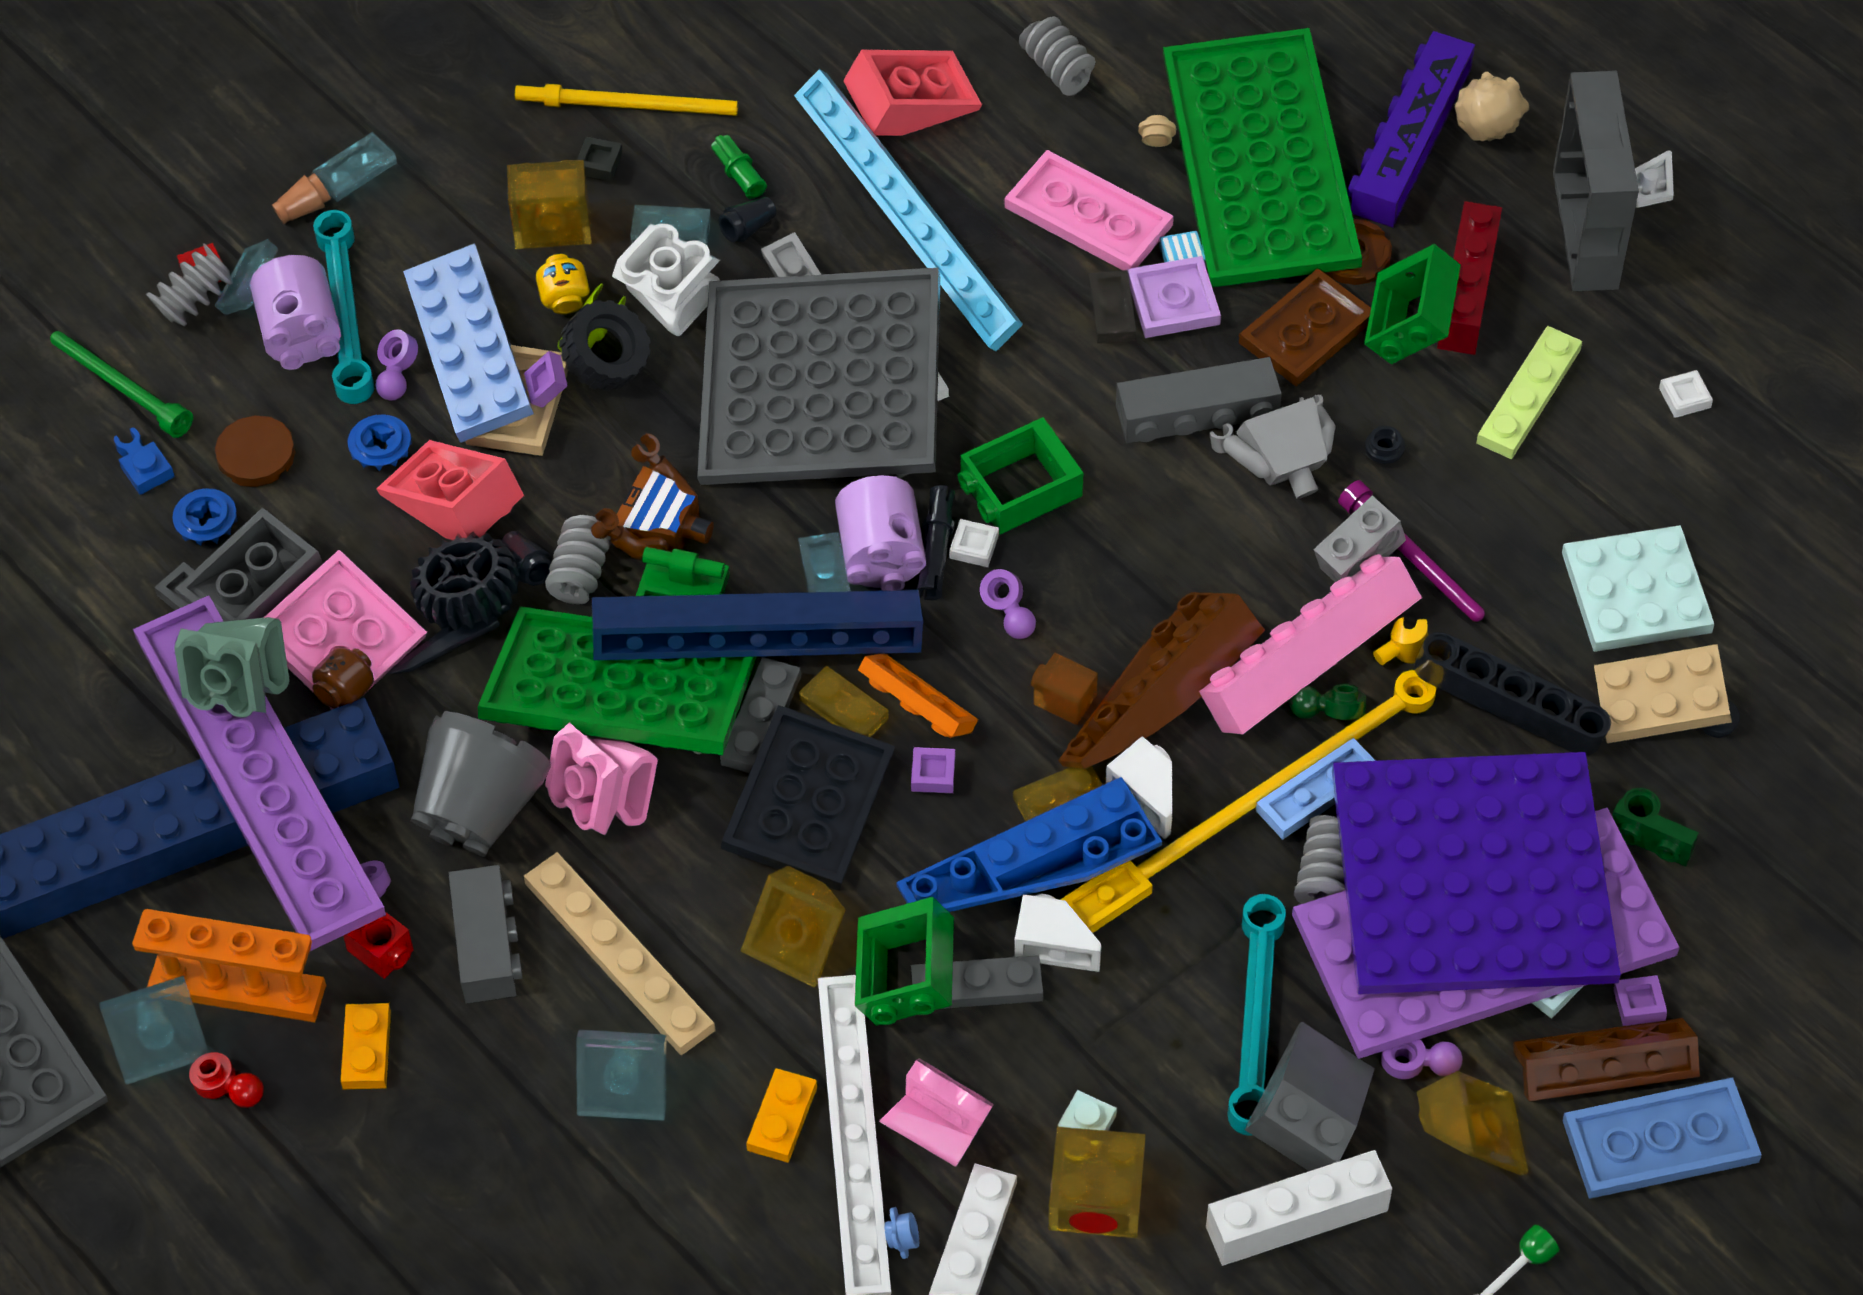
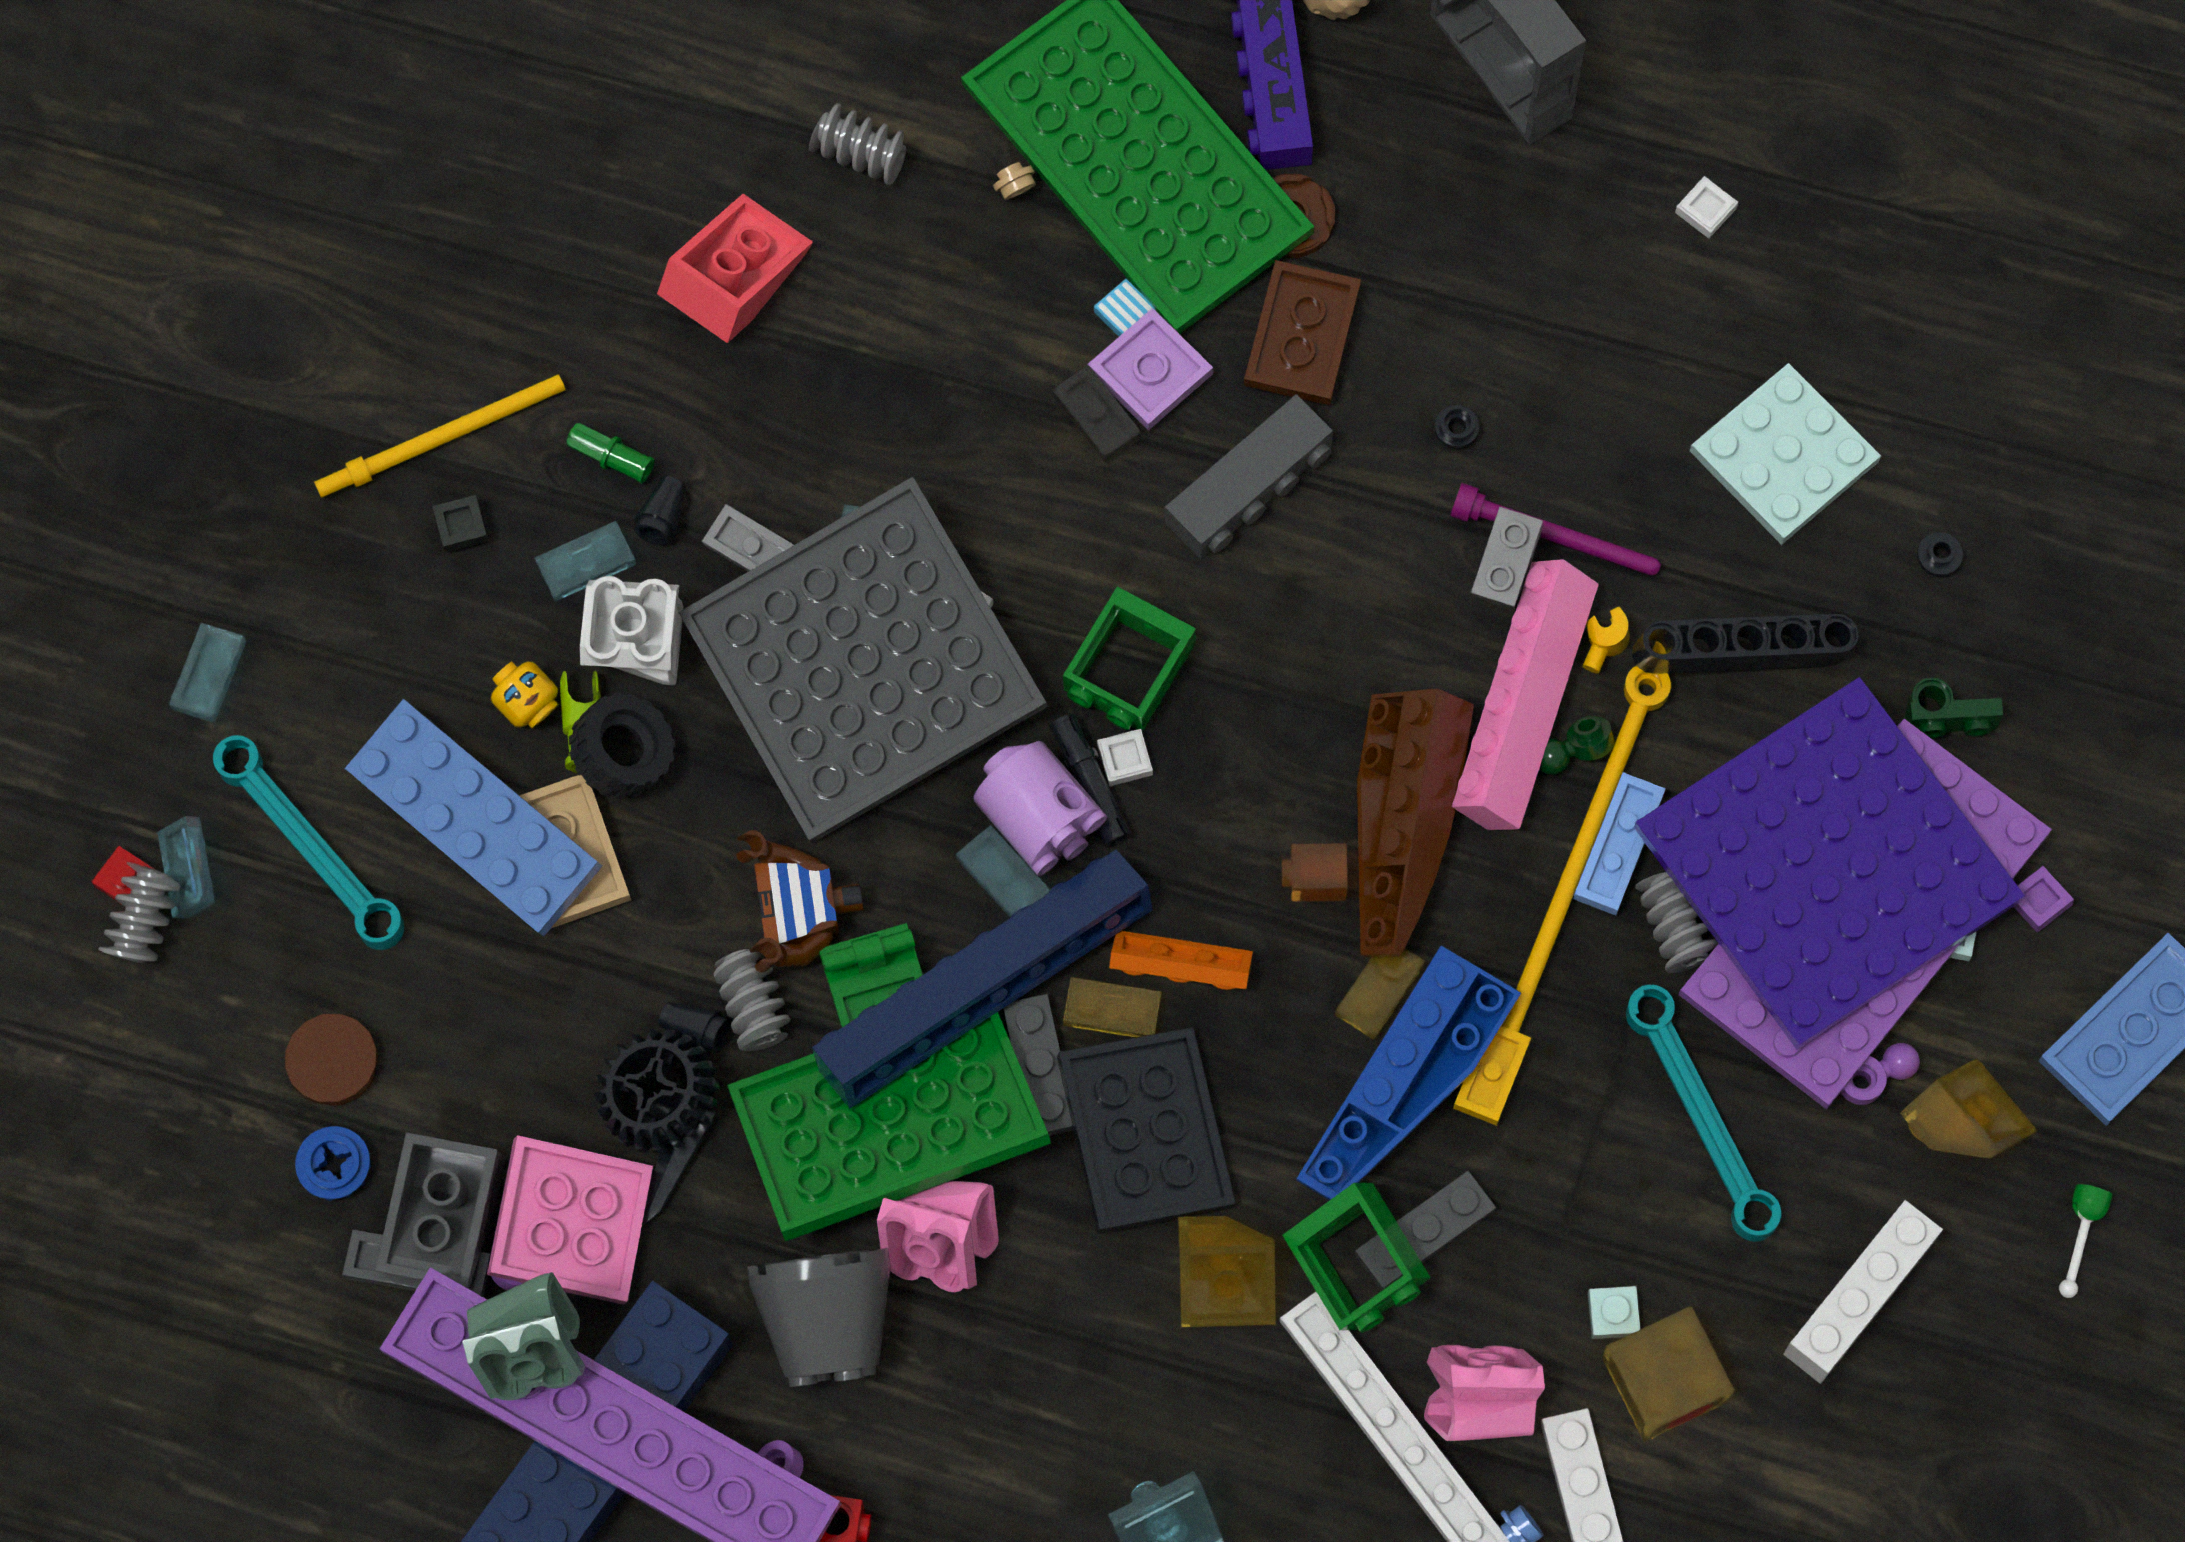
camera: 30 degrees left, 15 degrees up
(143, 464) = (224, 1140): blue plate -> none
(172, 418) = (219, 1071): green piece -> none
(295, 310) = (272, 882): lavender cylinder -> none
(301, 199) = (178, 742): nougat cone -> none
(342, 677) = (616, 1272): reddish brown head -> none
(388, 430) = (450, 958): blue gear -> none
(397, 352) = (419, 903): medium lavender plate -> none
(453, 489) = (569, 993): coral slope -> none
(484, 933) = (930, 1455): dark grey brick -> none
(545, 379) = (590, 821): medium lavender plate -> none
(549, 204) = (454, 611): clear yellow brick -> none
(619, 953) = (1067, 1397): tan plate -> none
(781, 1115) = (1330, 1473): light orange plate -> none
(908, 210) = (819, 411): medium azure plate -> none
(933, 770) = (1246, 1032): medium lavender plate -> none
(1018, 621) = (1222, 820): medium lavender plate -> none
(1055, 934) = (1469, 1141): white slope -> none
(1088, 211) = (1004, 314): bright pink plate -> none
(1149, 778) = (1462, 928): white slope -> none
(1282, 444) = (1364, 483): light grey torso -> none
(1312, 1100) = (1813, 1176): dark grey slope -> none
(1435, 281) = (1365, 253): green window -> none
(1475, 253) = (1430, 190): dark red brick -> none
(1529, 392) = (1557, 287): yellowish green plate -> none
(1608, 1059) = (2049, 978): reddish brown fence -> none
(1663, 693) = (1879, 559): tan plate -> none

